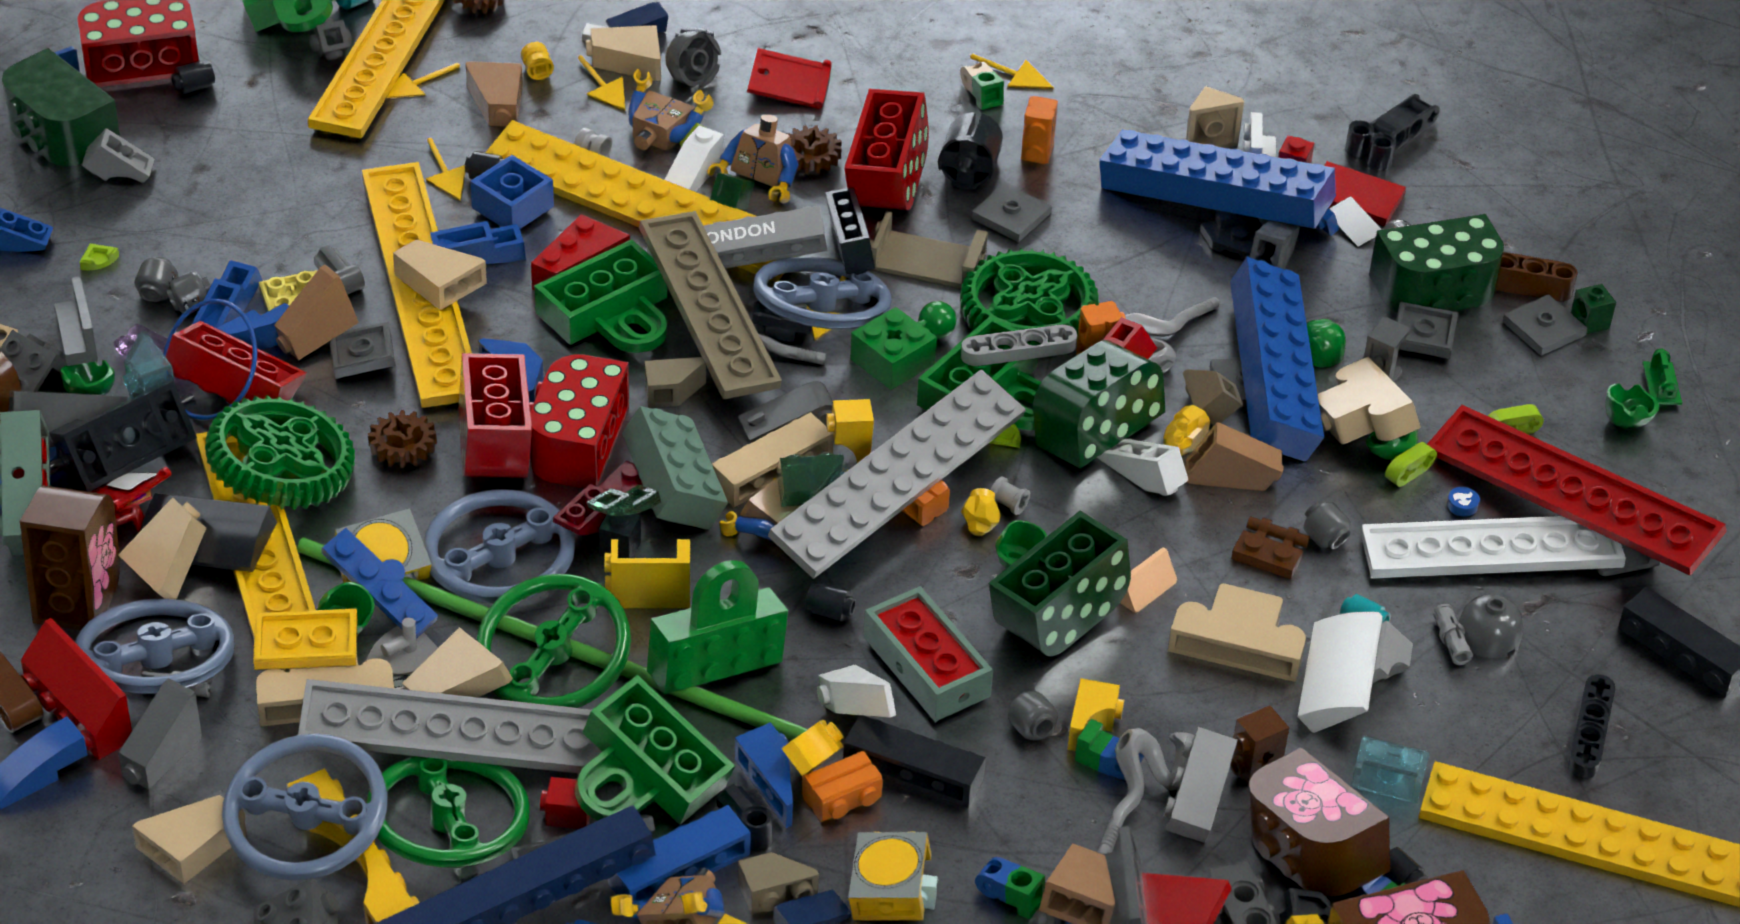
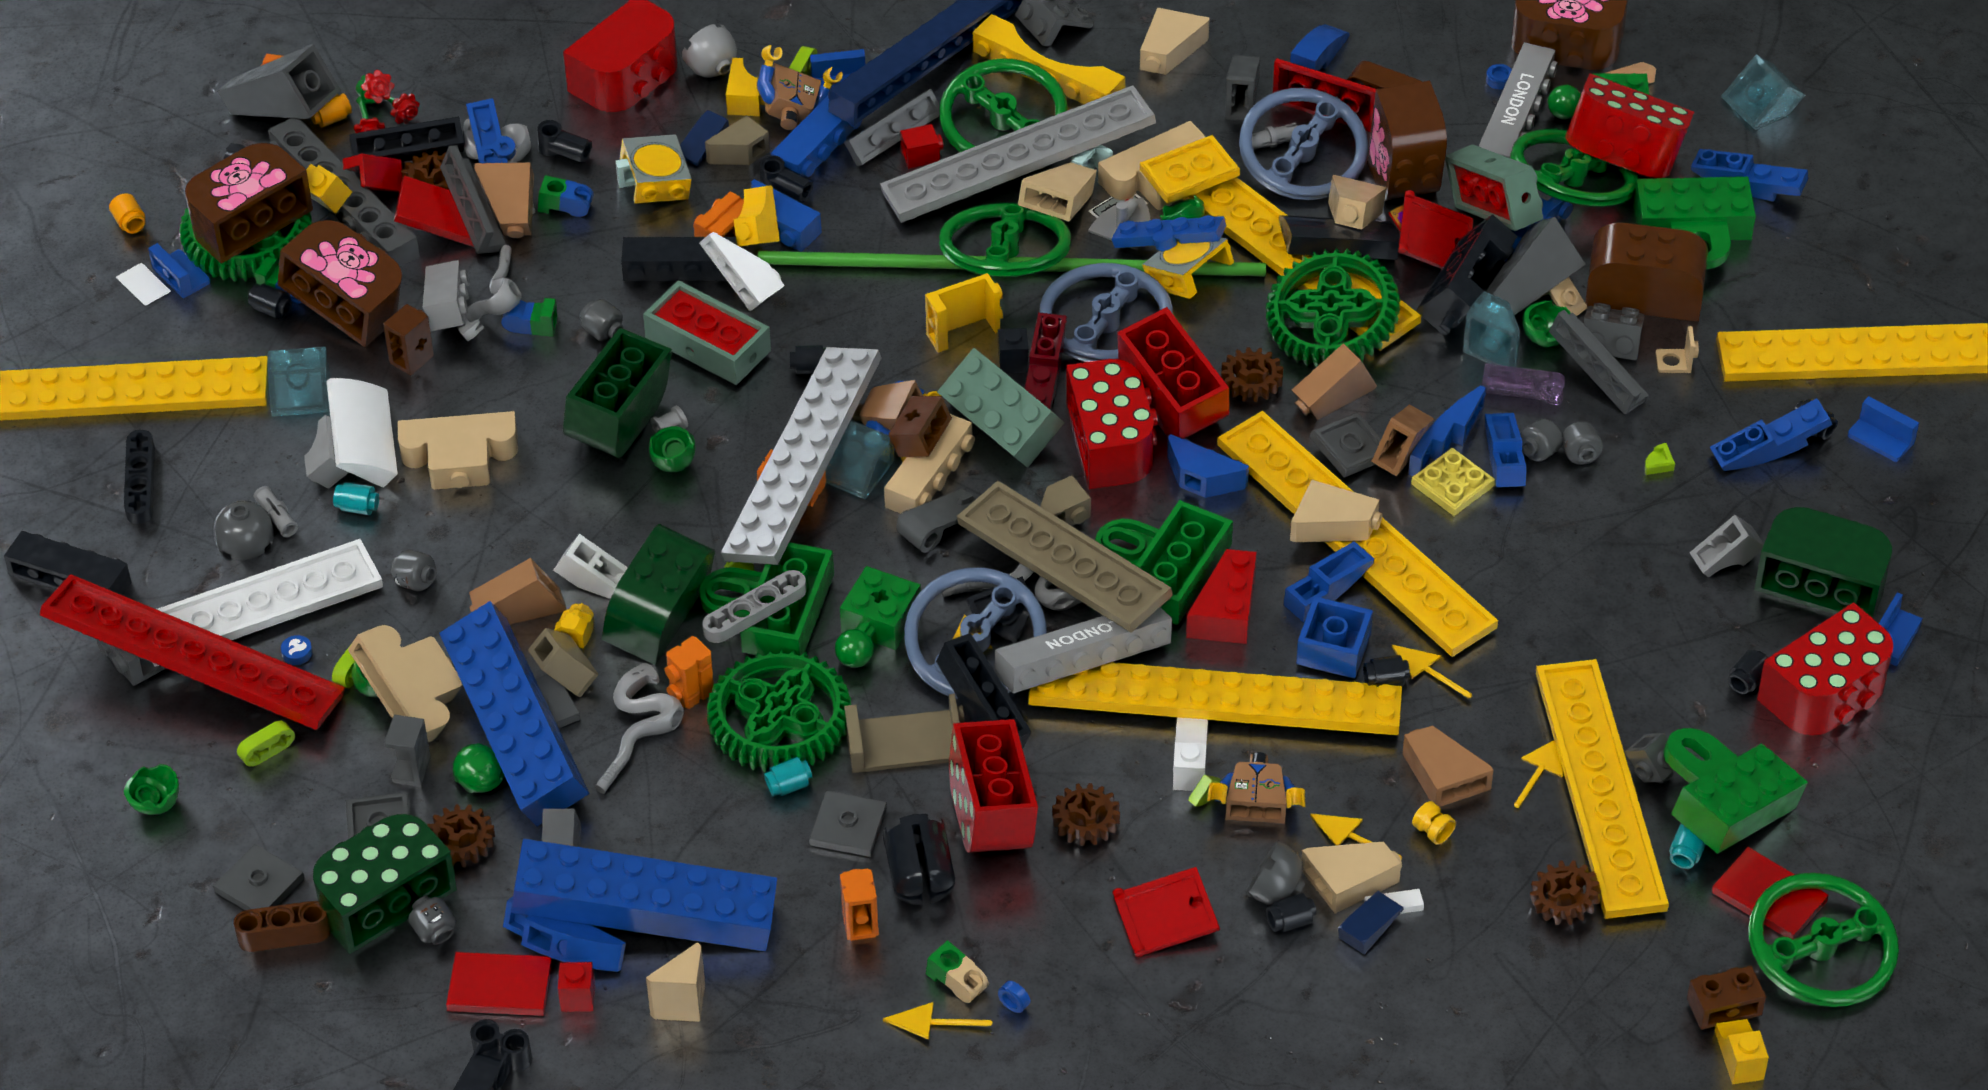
camera: 160 degrees right, 5 degrees up
(130, 480) = (1429, 244): white sticker -> none
(223, 365) = (1432, 365): red slope -> none
(254, 347) = (1451, 348): blue piece -> none
(304, 806) = (1094, 52): sand blue piece -> none
(339, 391) = (1333, 384): none -> medium nougat slope
(350, 274) = (1426, 507): dark grey piece -> none
(596, 143) = (1303, 736): light grey wheel -> none
(619, 503) = (1015, 340): clear green slope -> none
(650, 755) = (872, 172): green brick -> none
(715, 634) = (872, 262): green brick -> none
(732, 191) = (1136, 709): dark green brick -> none
(760, 457) = (920, 426): none -> reddish brown brick
(763, 156) = (1124, 768): torso -> none
(806, 476) = (872, 400): clear green slope -> none
(852, 425) = (865, 488): yellow arch -> none
(946, 57) = (1014, 996): none -> blue tile
(981, 511) = (723, 478): yellow rock -> none
(1010, 496) = (706, 504): light grey bush -> none
(1049, 245) = (788, 777): none -> teal brick
(1096, 702) = (554, 342): yellow arch -> none
(1132, 337) = (651, 648): red brick -> none
(1149, 581) = (556, 471): light nougat slope -> none
(1256, 141) = (618, 991): white bracket -> none
(1267, 553) = (460, 543): reddish brown plate -> none
(1355, 221) = (489, 940): white sticker -> none
(1355, 295) = (461, 835): none -> reddish brown gear
(1594, 307) = (210, 901): dark green brick -> none
(1662, 378) = (125, 848): green hinge -> none

